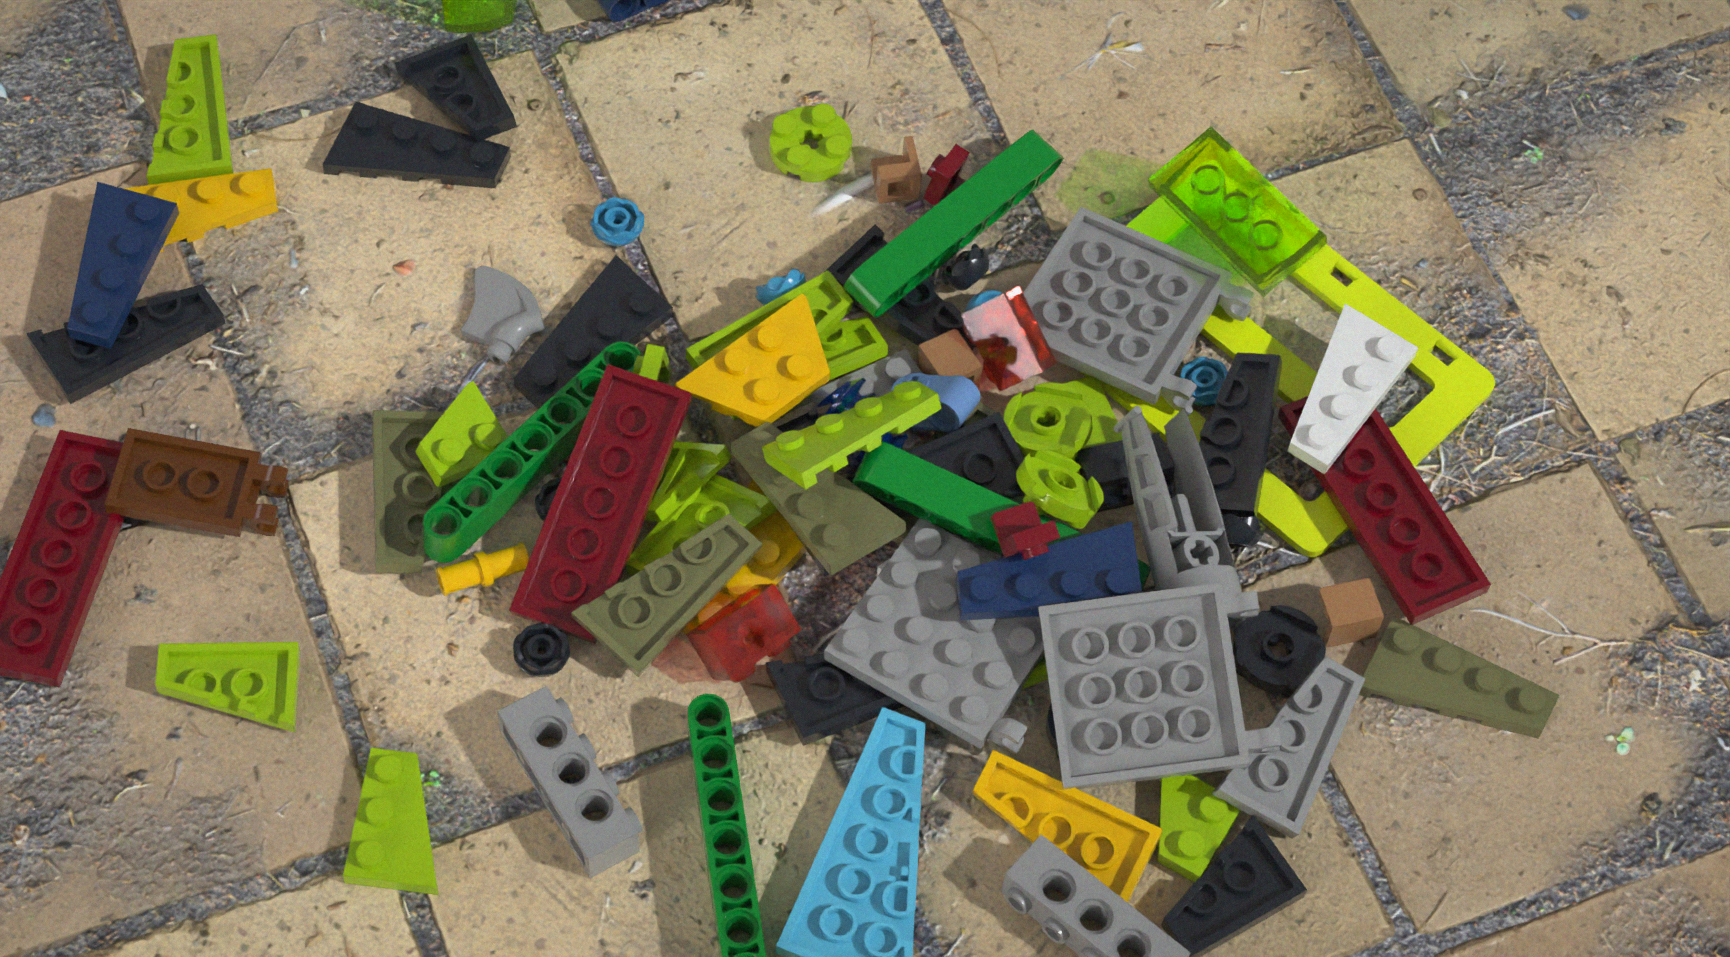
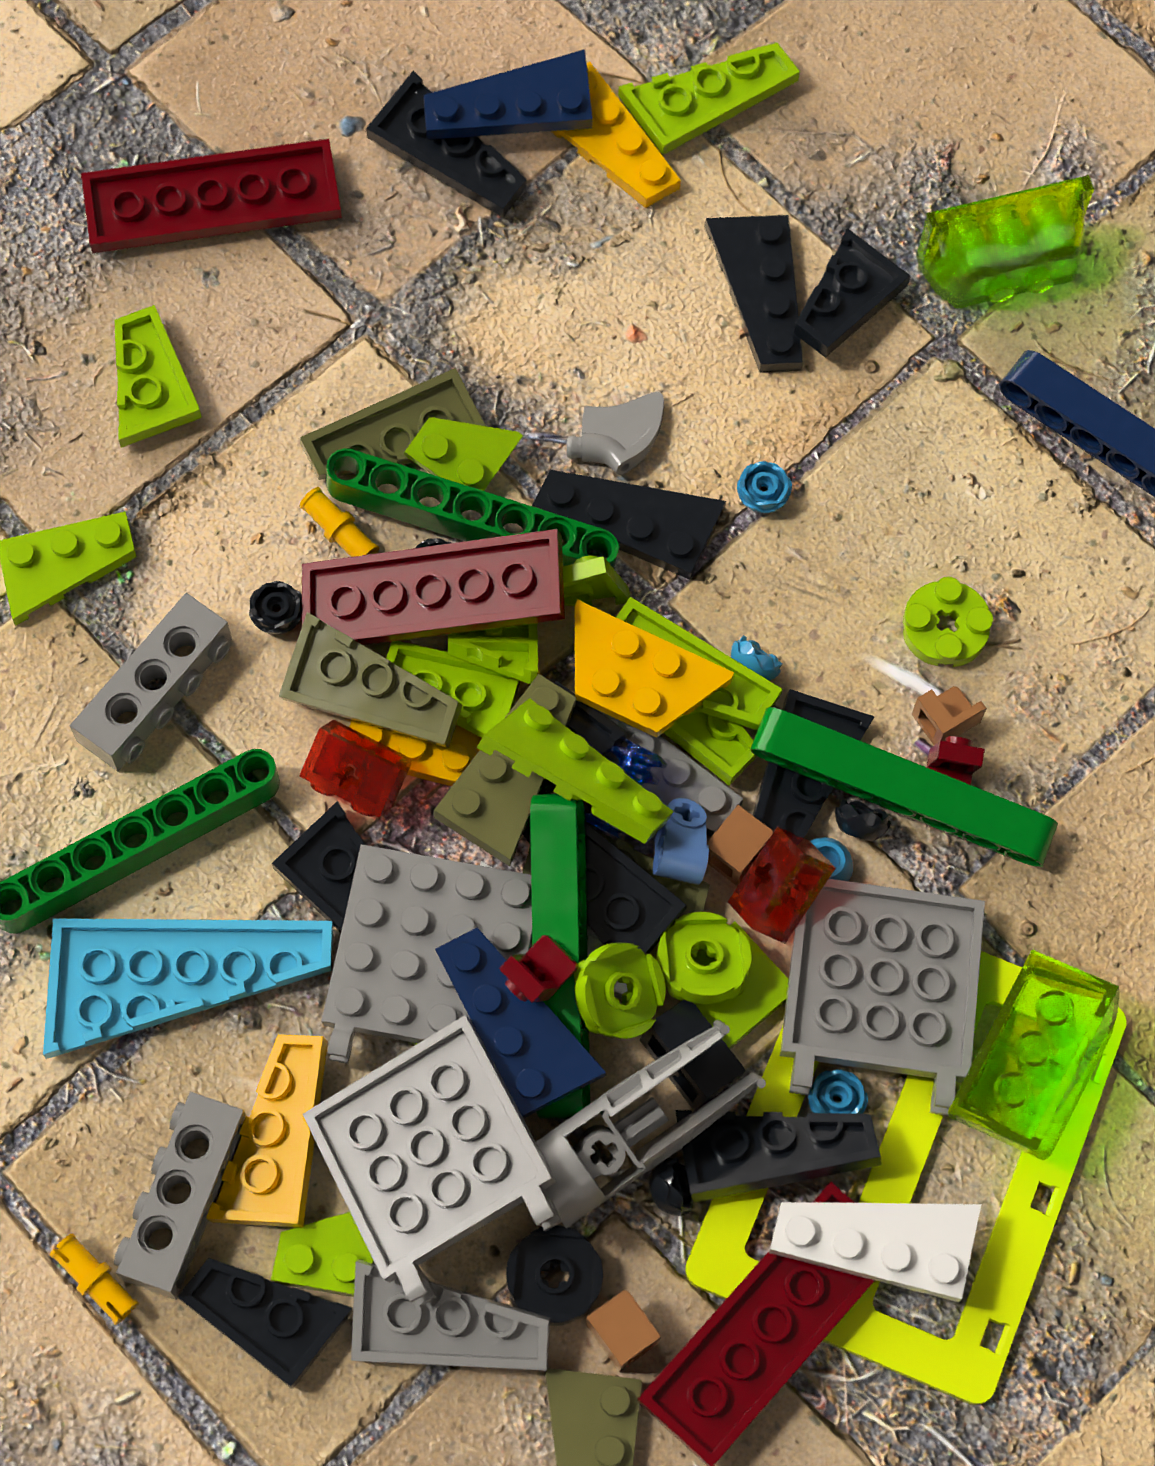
camera: 70 degrees right, 10 degrees up
(194, 484) = (319, 261): reddish brown tile -> none

